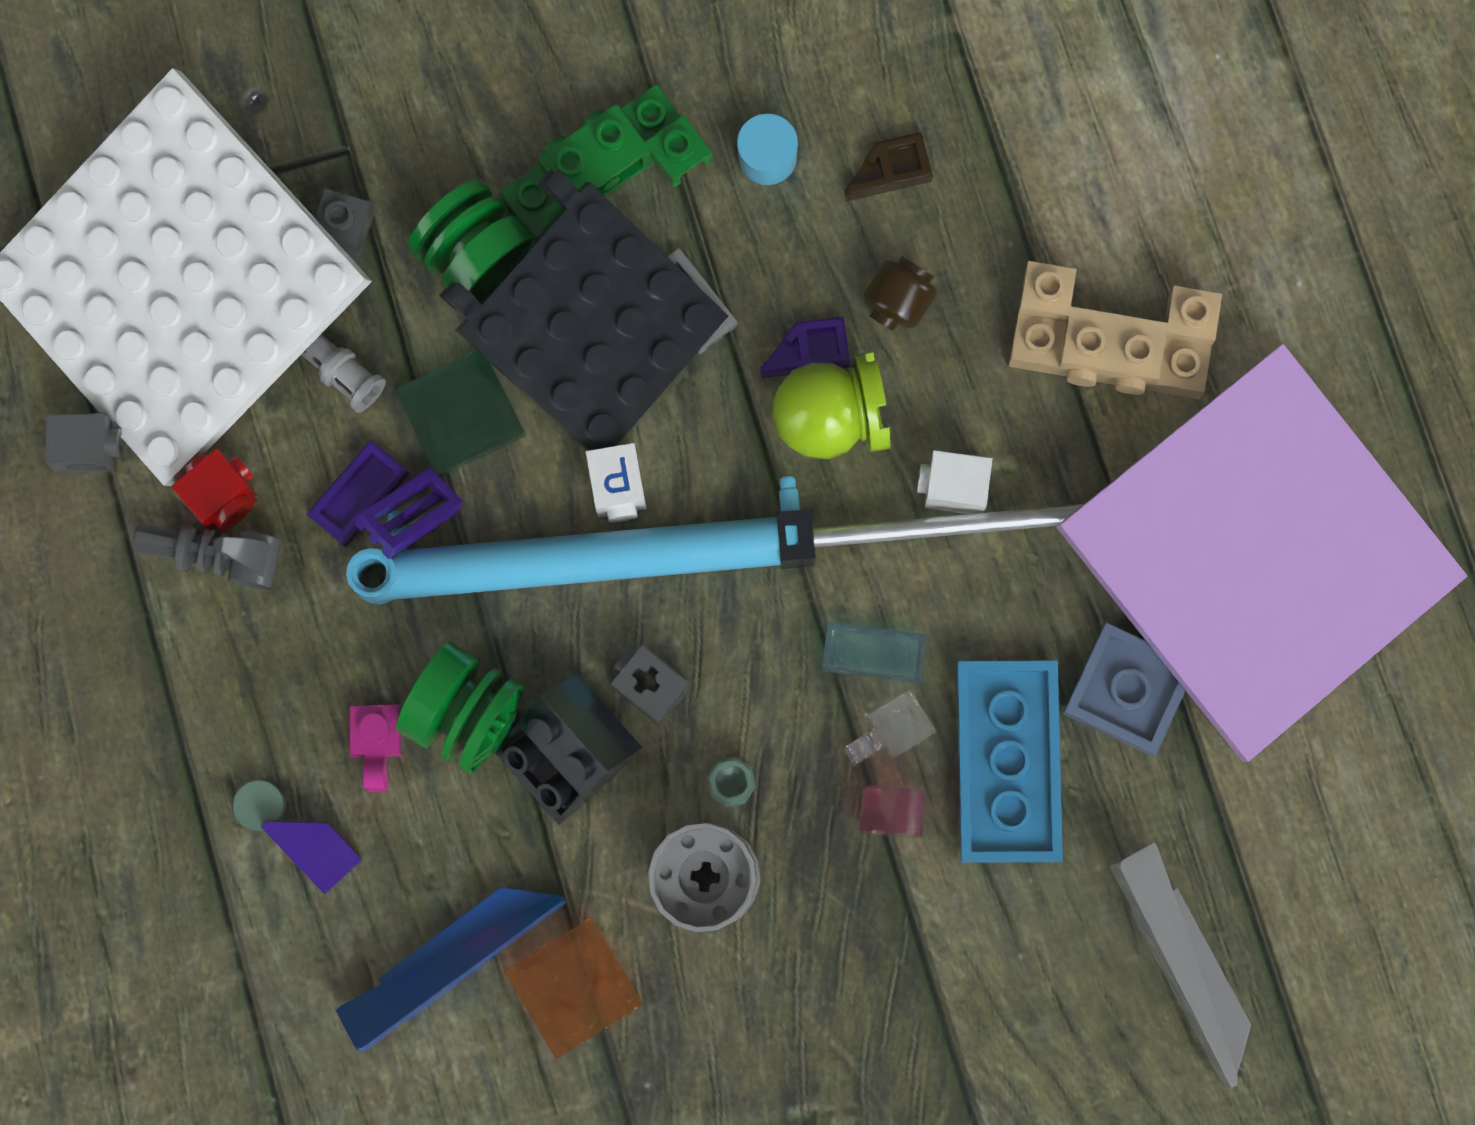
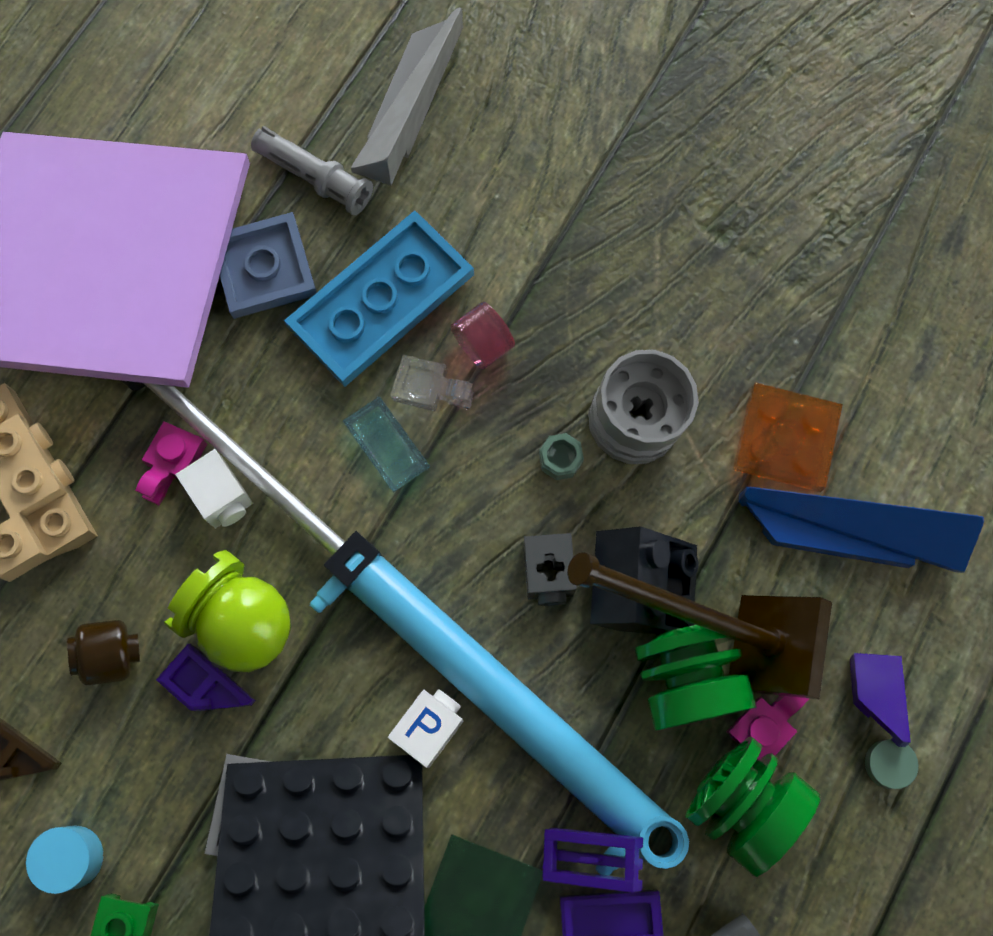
camera: 135 degrees left, 5 degrees down
(327, 661) = (762, 813): none -> green wheel
(424, 794) = (778, 635): none -> dark brown tile
(1021, 475) = (167, 455): none -> dark pink plate
(1166, 816) = (326, 177): none -> light grey pin

